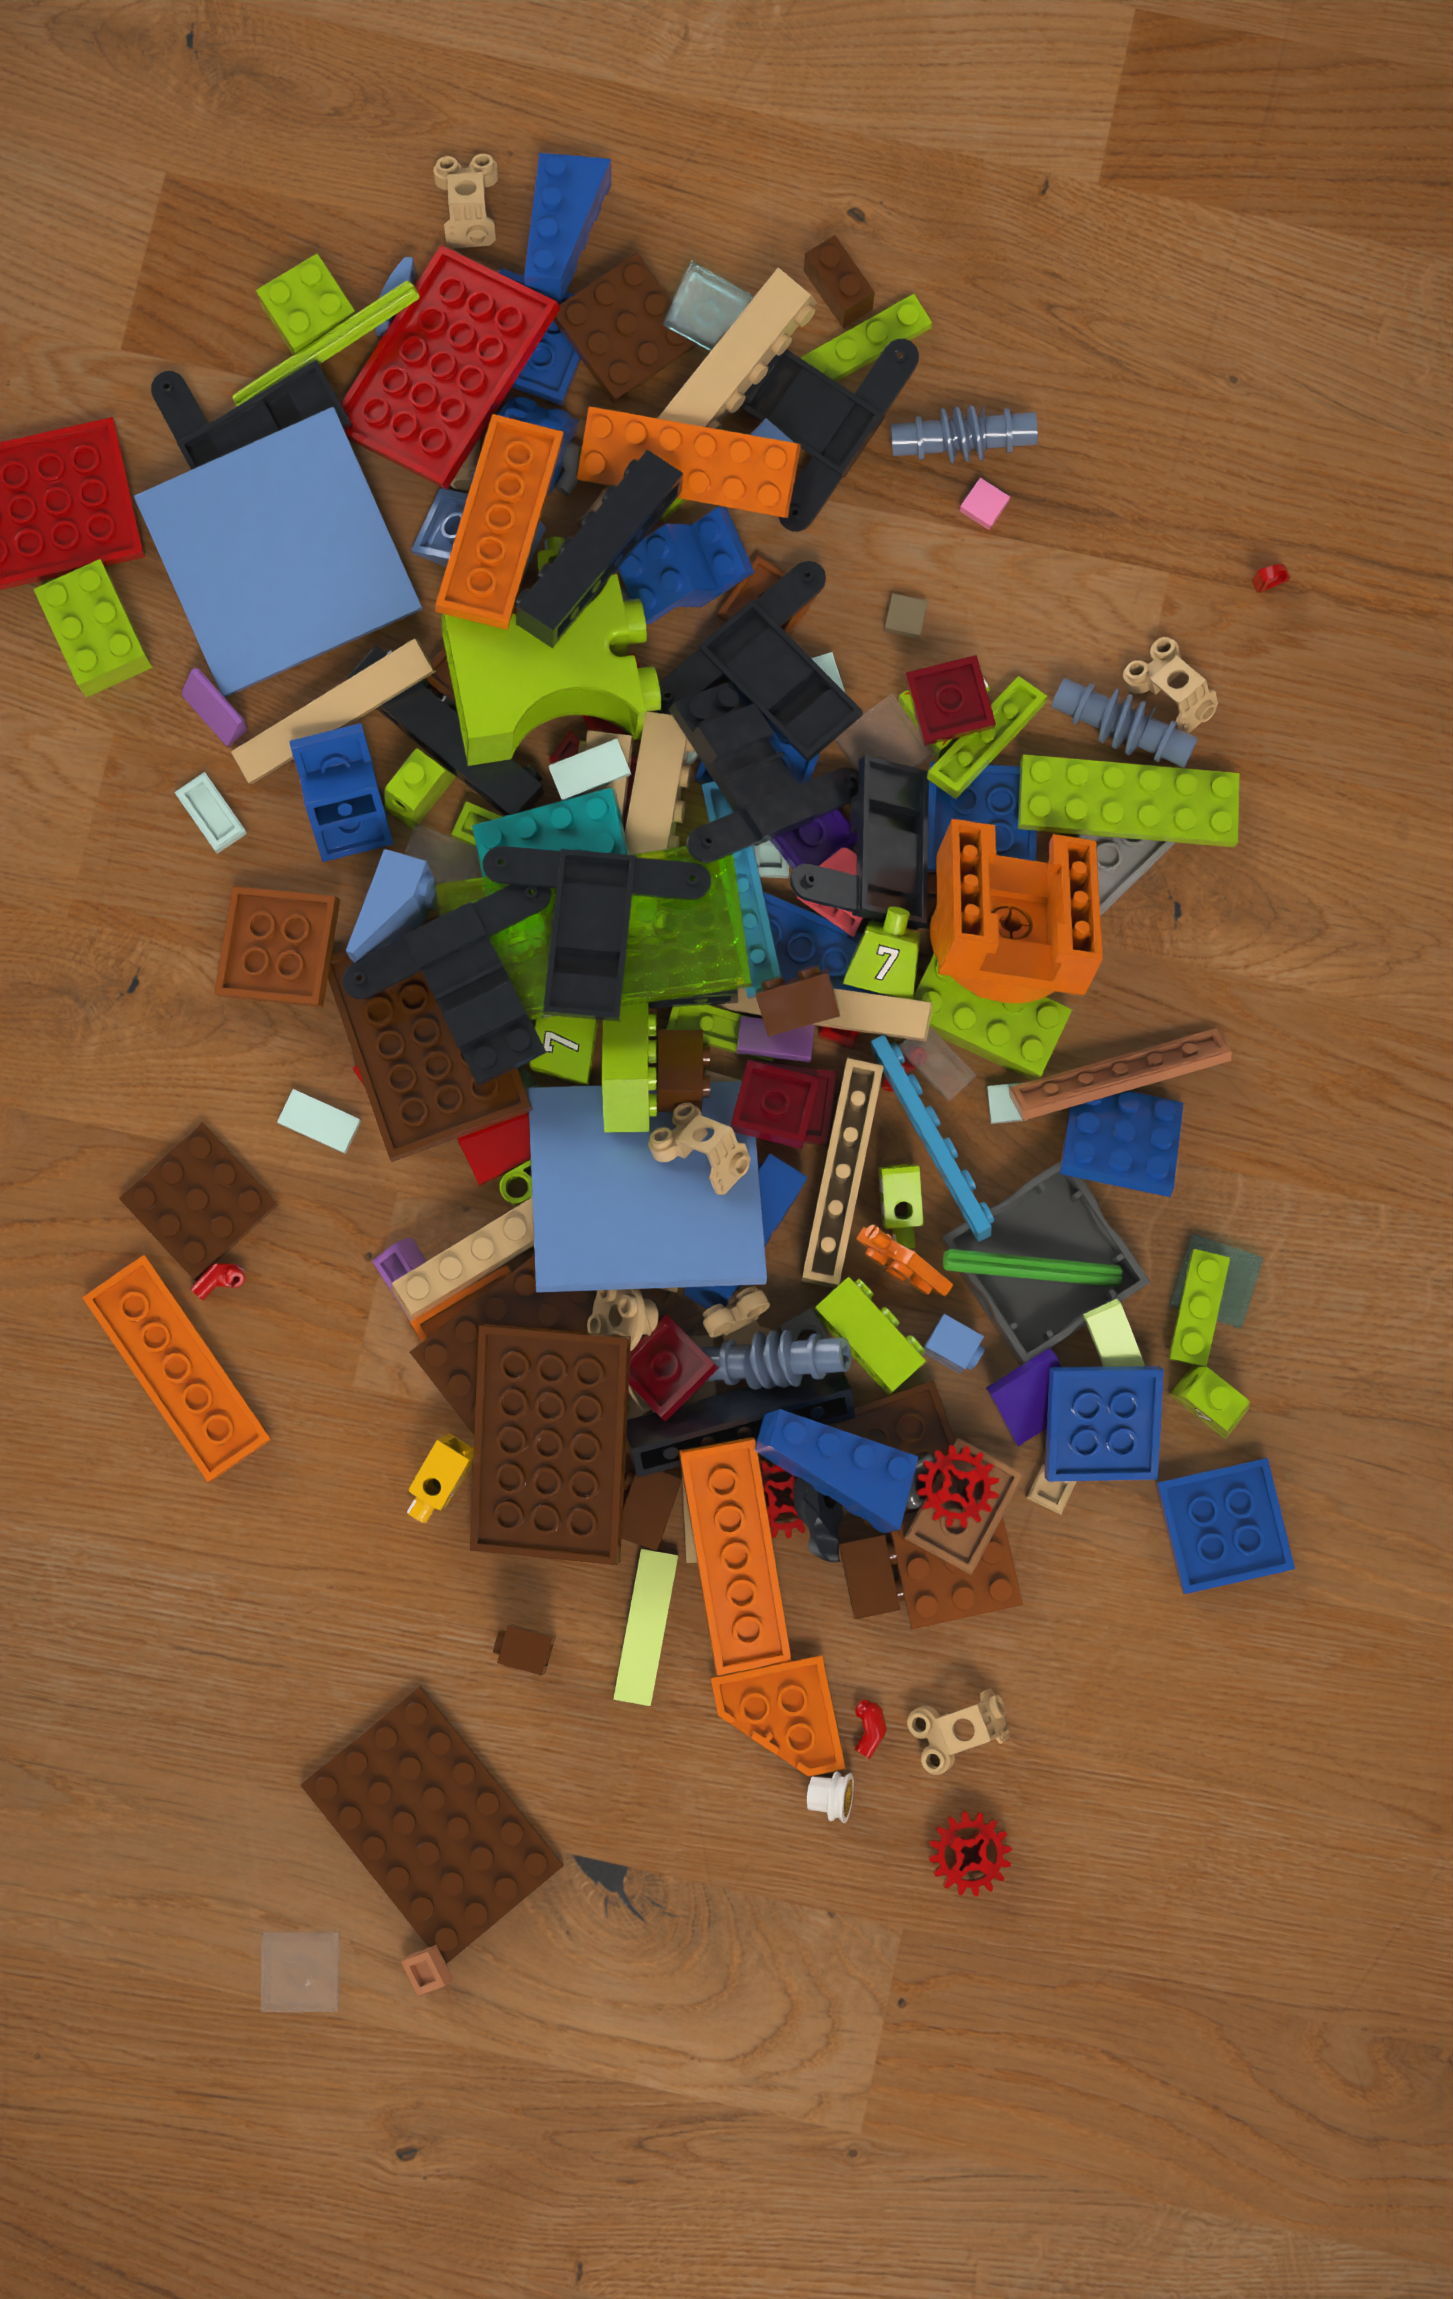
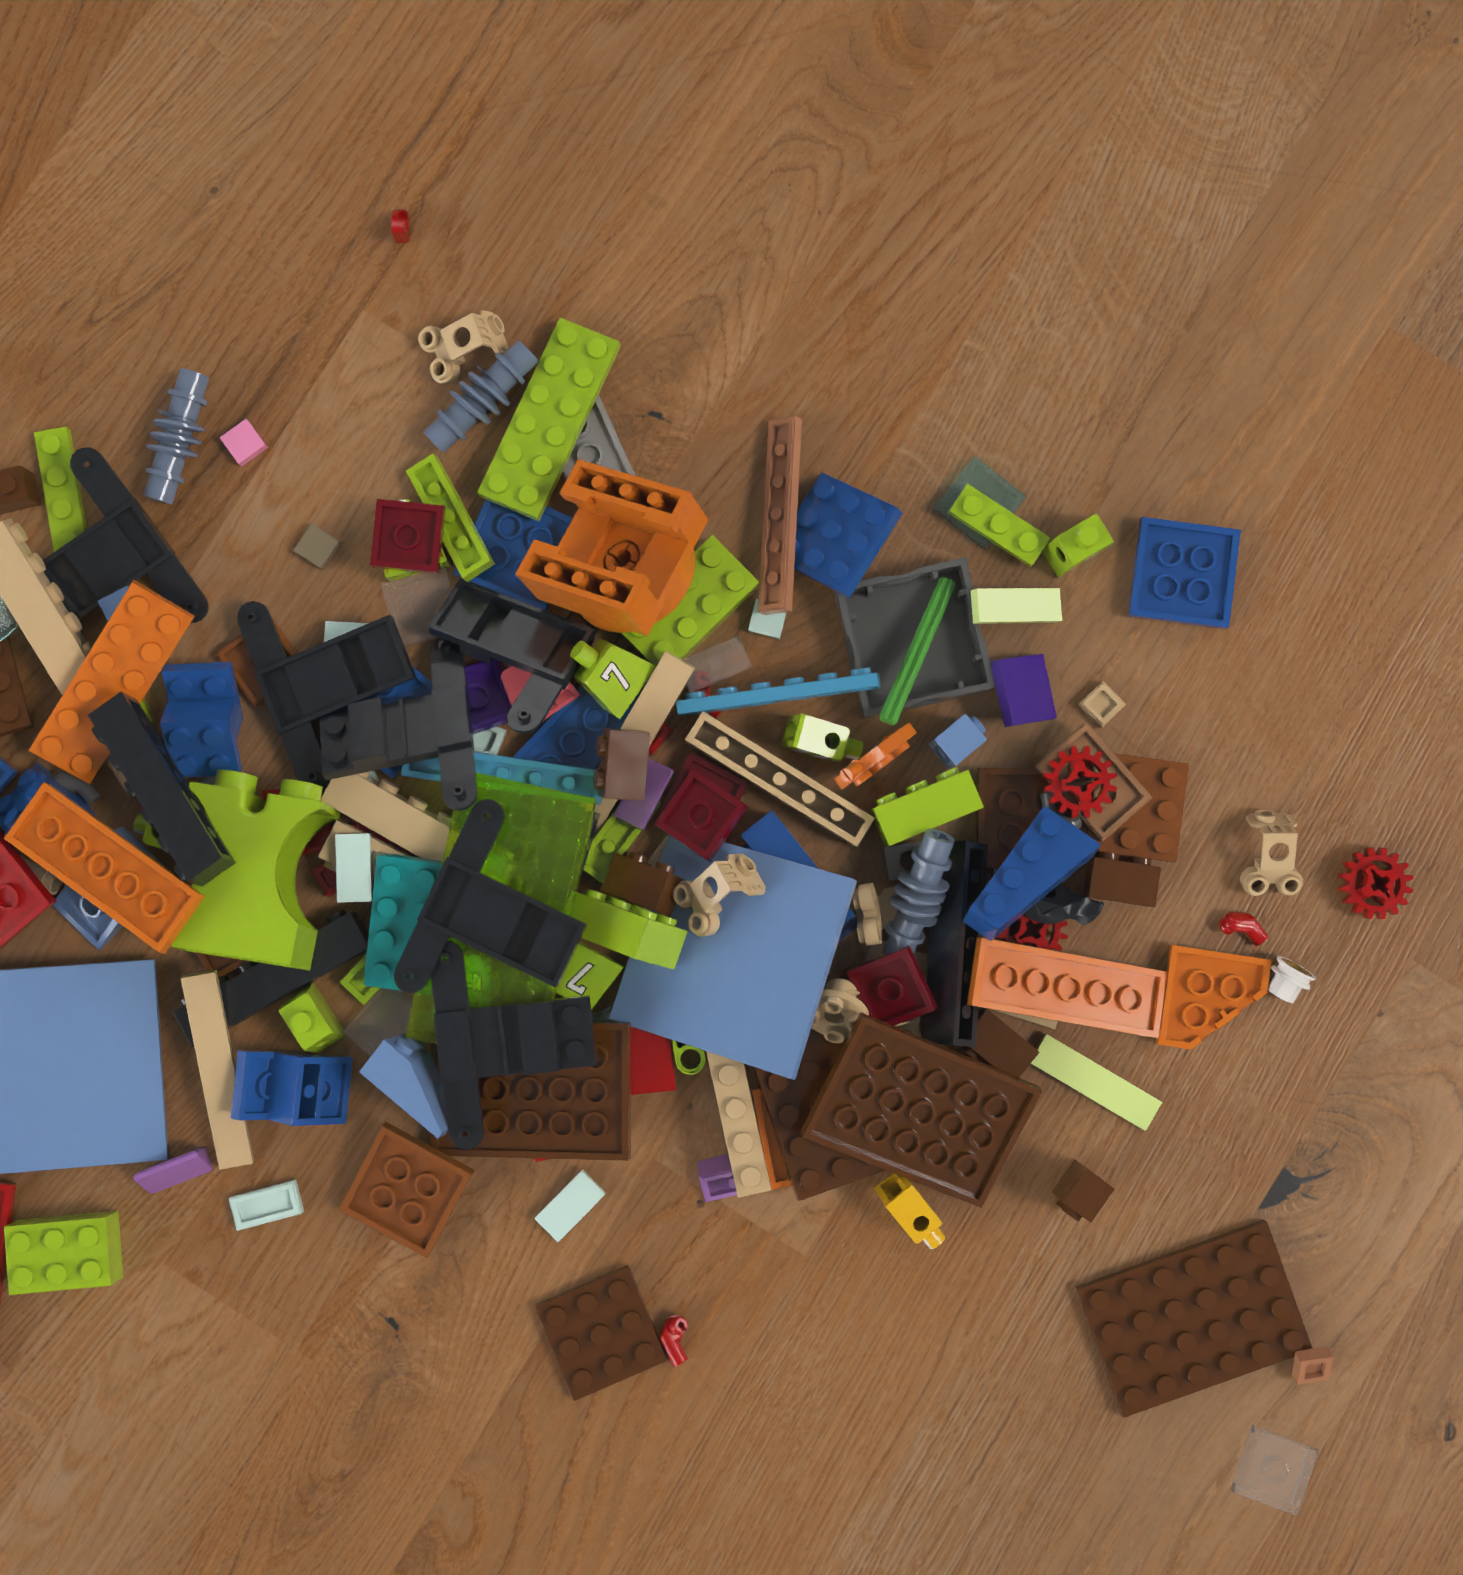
camera: 70 degrees left, 5 degrees up
(177, 1368) = (737, 1401): orange plate -> none
(1103, 1423) = (1067, 640): blue plate -> none

